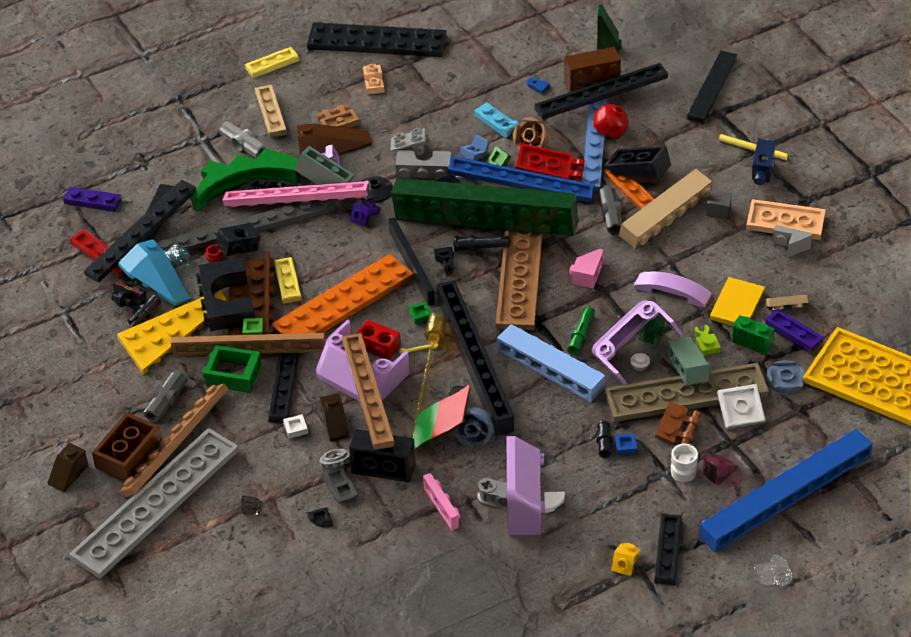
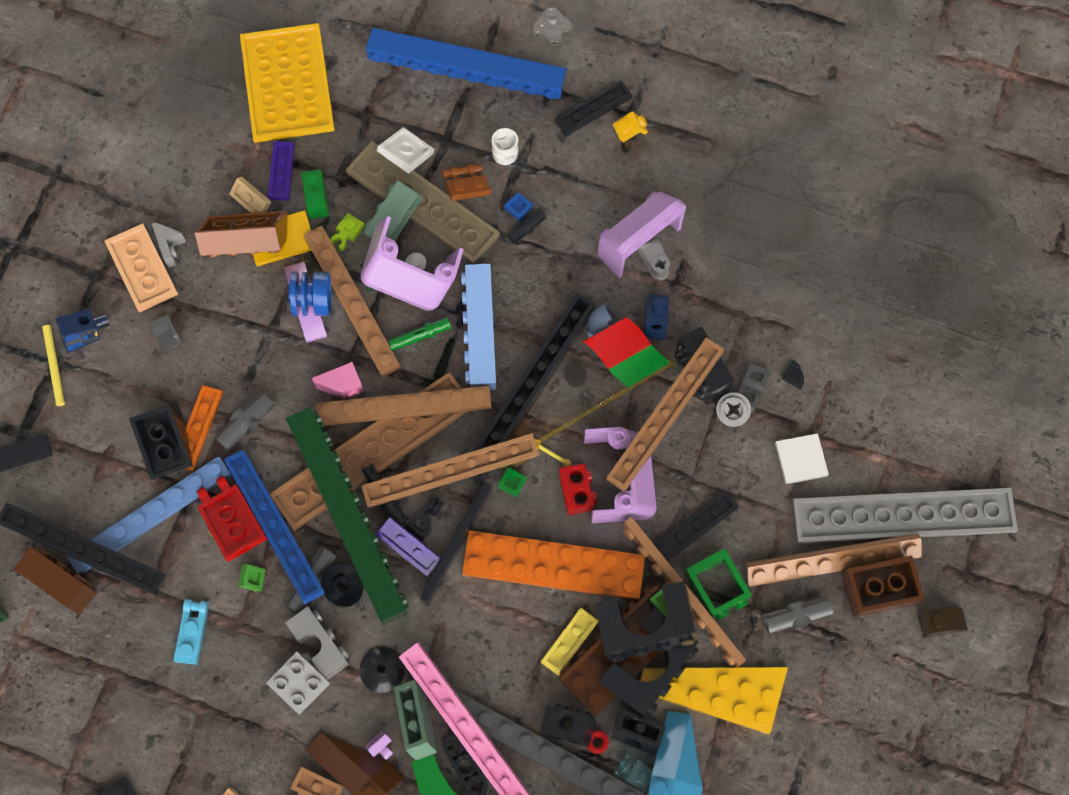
camera: 135 degrees left, 25 degrees up
(126, 295) = (721, 779): black hips -> none
(144, 311) = (723, 735): black pin -> none
(188, 266) = (638, 732): none -> black brick
(251, 279) = (676, 630): none -> black arch
(251, 505) = (838, 434): clear smoke tile -> none
(259, 476) = (801, 459): none -> white tile
(295, 426) = (728, 474): white plate -> none
(334, 417) = (691, 450): dark brown slope -> none
(363, 210) = (431, 642): dark purple bracket -> none
(435, 234) = (408, 546): none -> plate
(441, 501) = (699, 292): bright pink plate -> none
(452, 460) = (656, 314): none -> dark blue torso
(456, 268) = (450, 470): none -> medium nougat plate
(476, 150) = (256, 611): medium blue bracket -> none
(531, 132) = (201, 563): medium nougat cylinder -> none
(532, 286) = (404, 405): none -> medium nougat plate
(538, 85) = (101, 633): blue piece -> none
(553, 500) = (617, 215): white tile -> none
(611, 121) = (119, 509): red cylinder -> none
(621, 306) = (352, 302): none -> medium nougat plate
(663, 270) = (310, 293): none -> blue wheel
(665, 208) = (207, 372): tan brick -> none
(717, 468) = (482, 123): clear pink slope -> none
(757, 276) = (242, 233): none -> slope
(785, 377) = (338, 146): sand blue tile -> none

